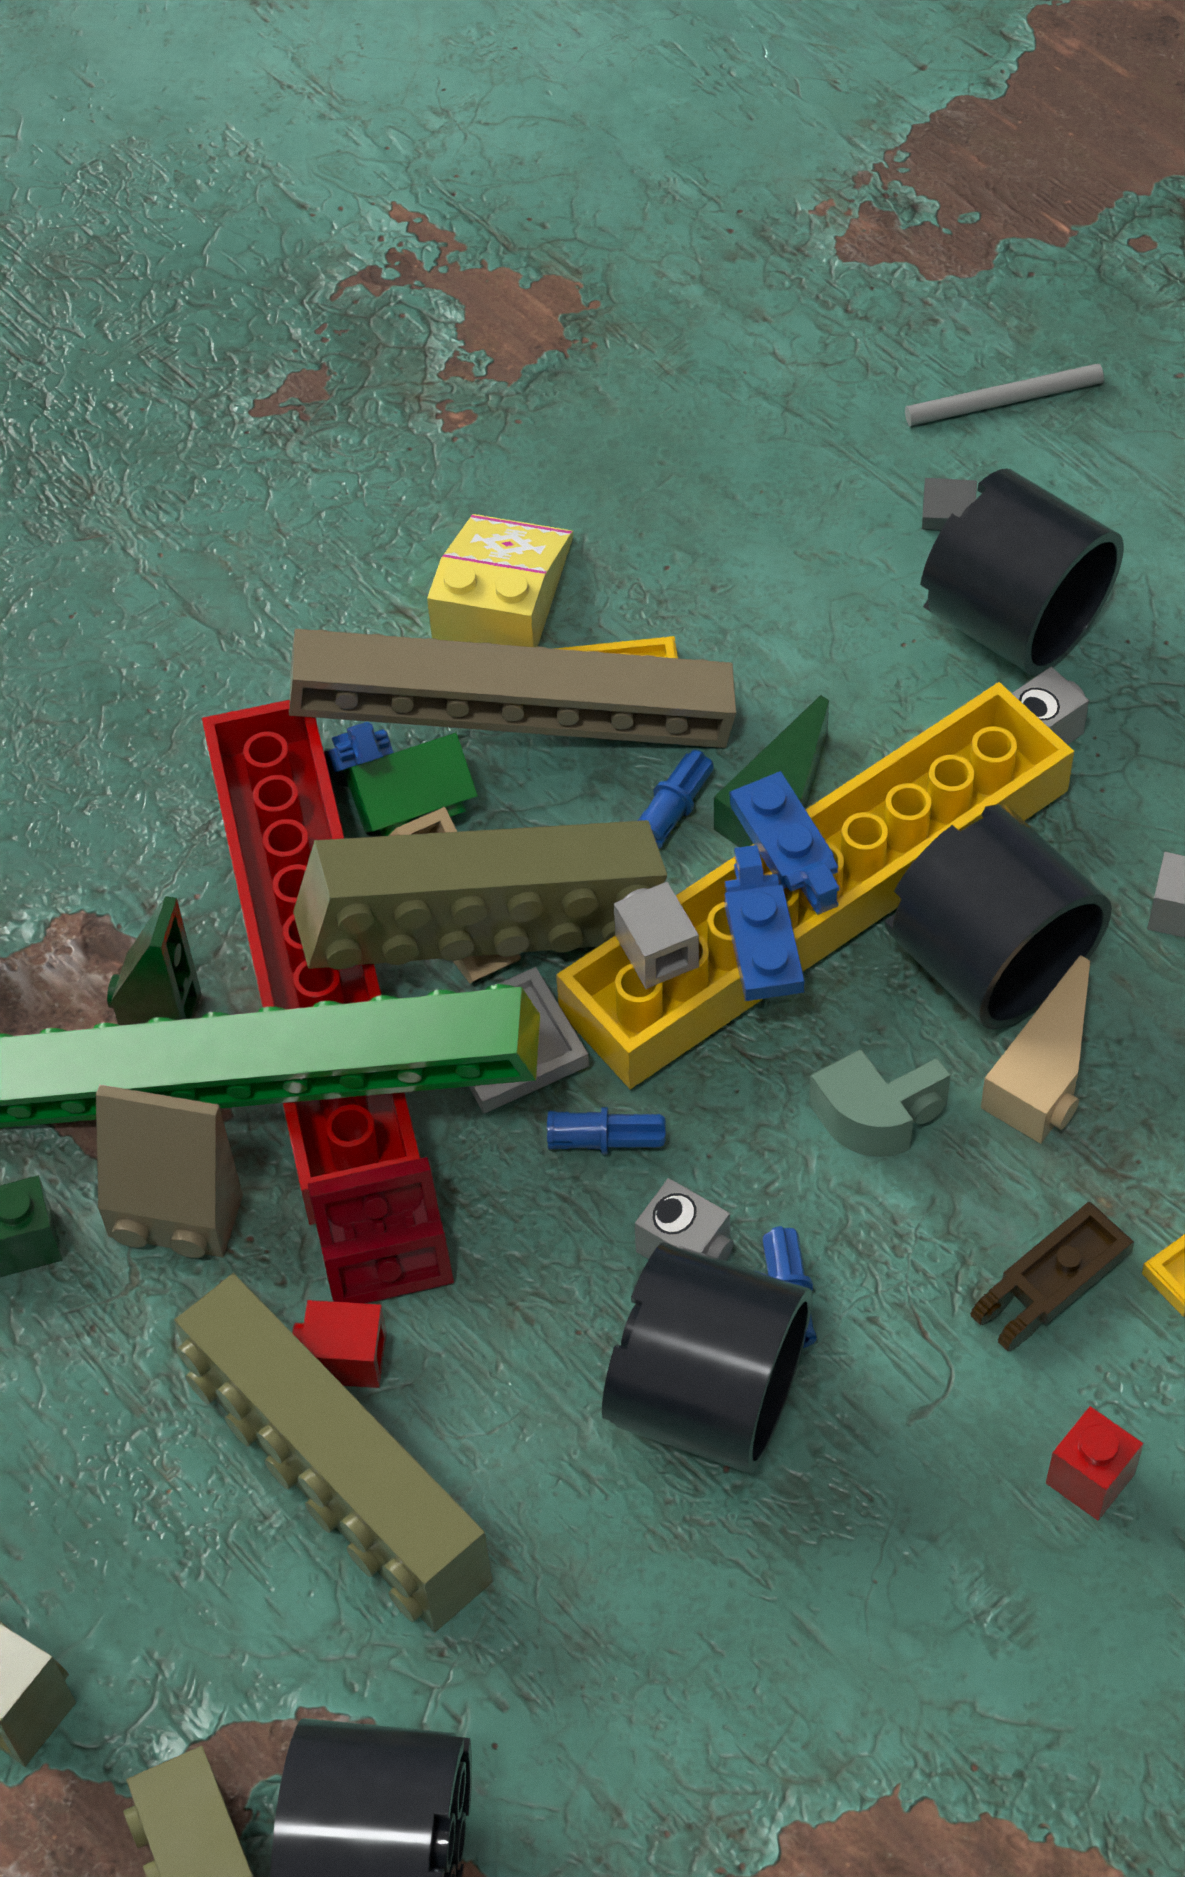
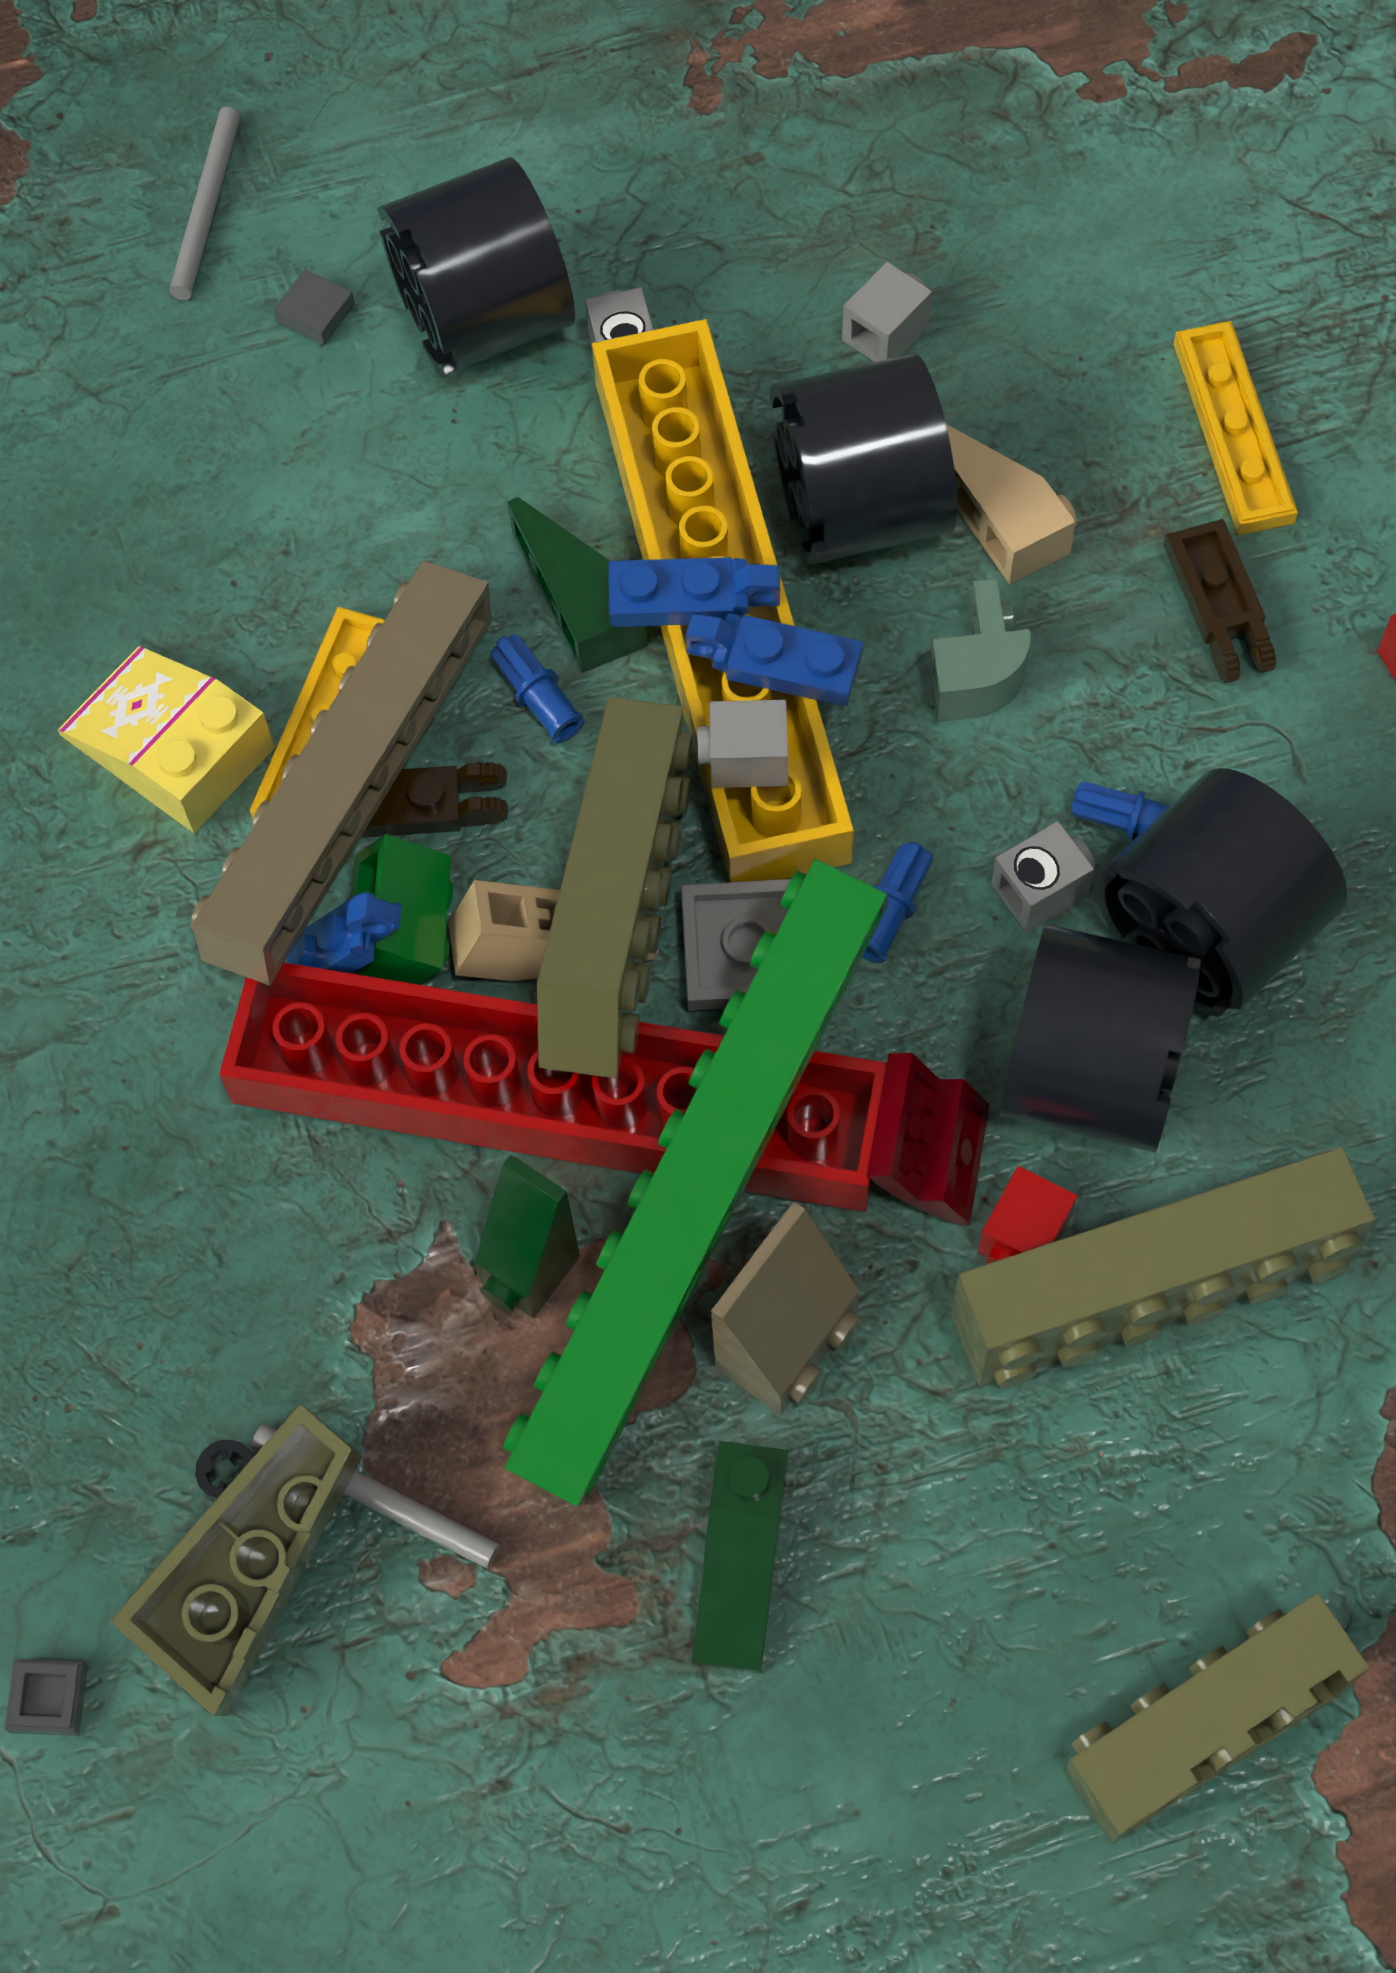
camera: 65 degrees left, 10 degrees up
(515, 1308) = (1100, 1037): none -> black brick
(534, 772) = (430, 802): none -> dark brown hinge

